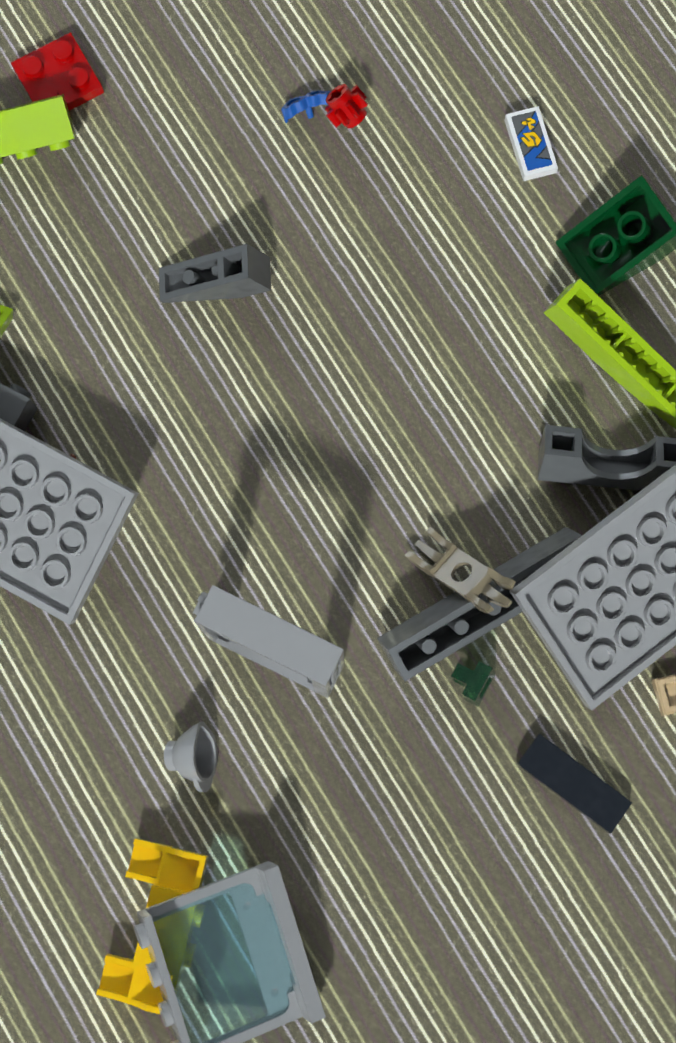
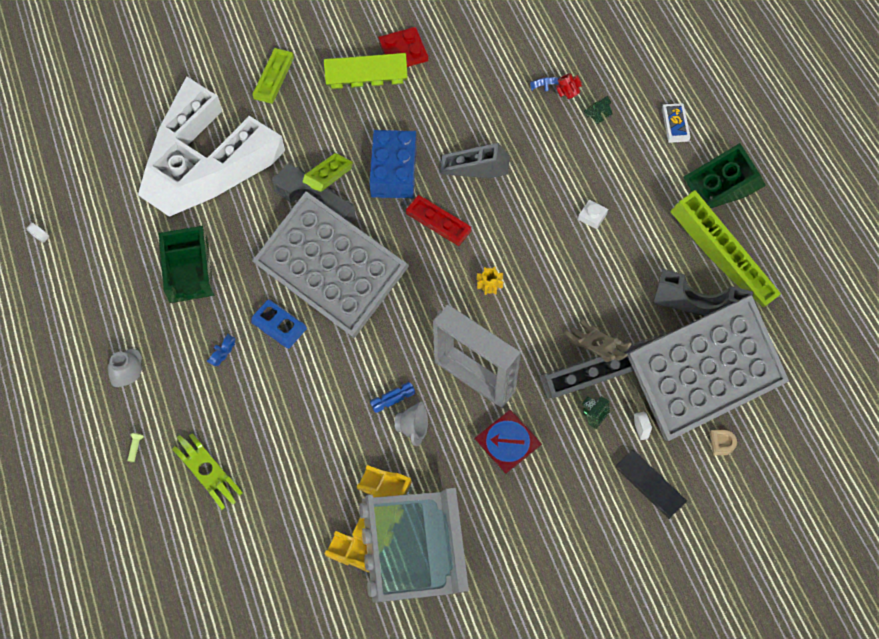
camera: 10 degrees right, 15 degrees down
(79, 303) = (393, 164): none -> blue piece
(153, 714) = (392, 397): none -> blue axle
(172, 392) = (438, 220): none -> red plate
(267, 479) = (485, 283): none -> yellow gear
(346, 758) = (508, 441): none -> piece
(399, 137) = (600, 106): none -> clear green tile
(420, 335) = (593, 214): none -> white plate
(548, 690) = (642, 425): none -> white tile

